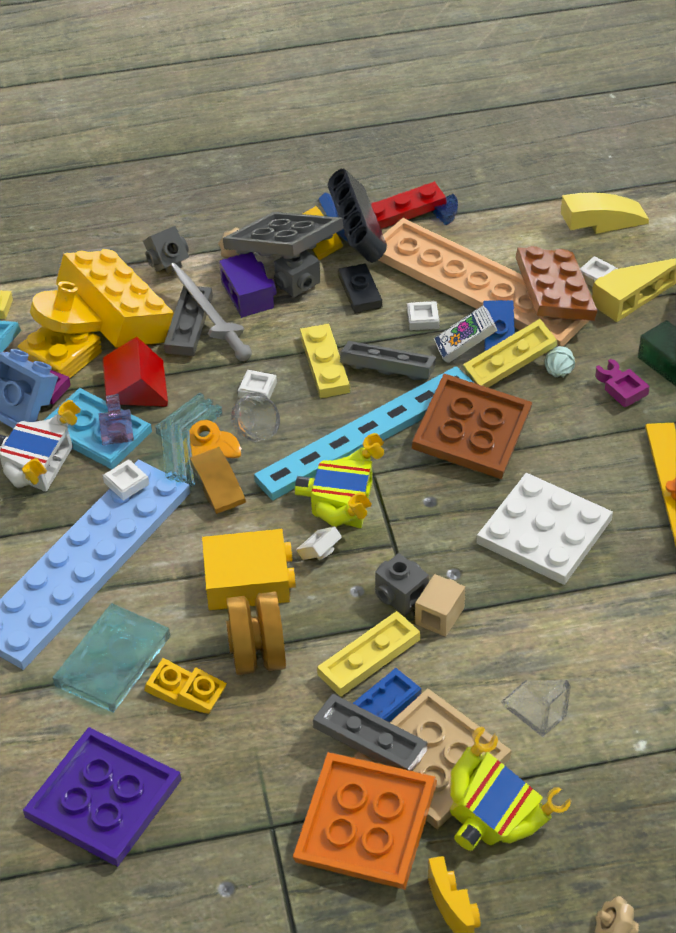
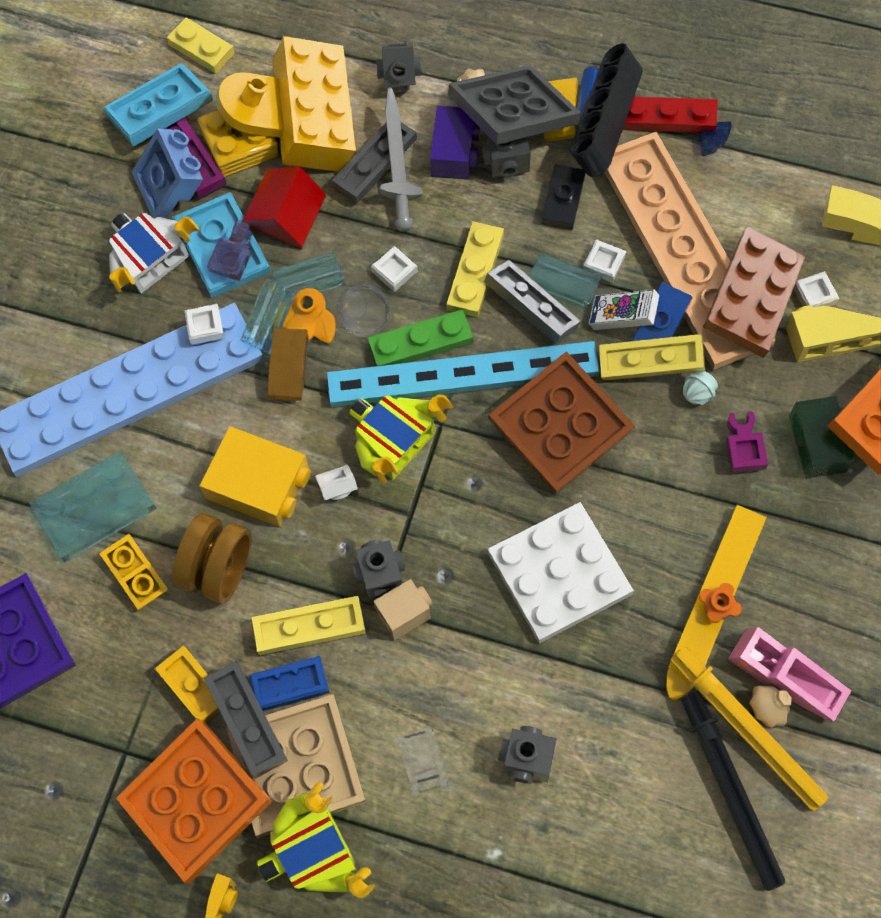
camera: 30 degrees right, 20 degrees up
(296, 742) = (187, 681): none -> yellow plate
(315, 422) = (421, 339): none -> bright green plate
(403, 337) = (565, 279): none -> clear light blue tile
(620, 653) = (529, 741): none -> dark grey brick

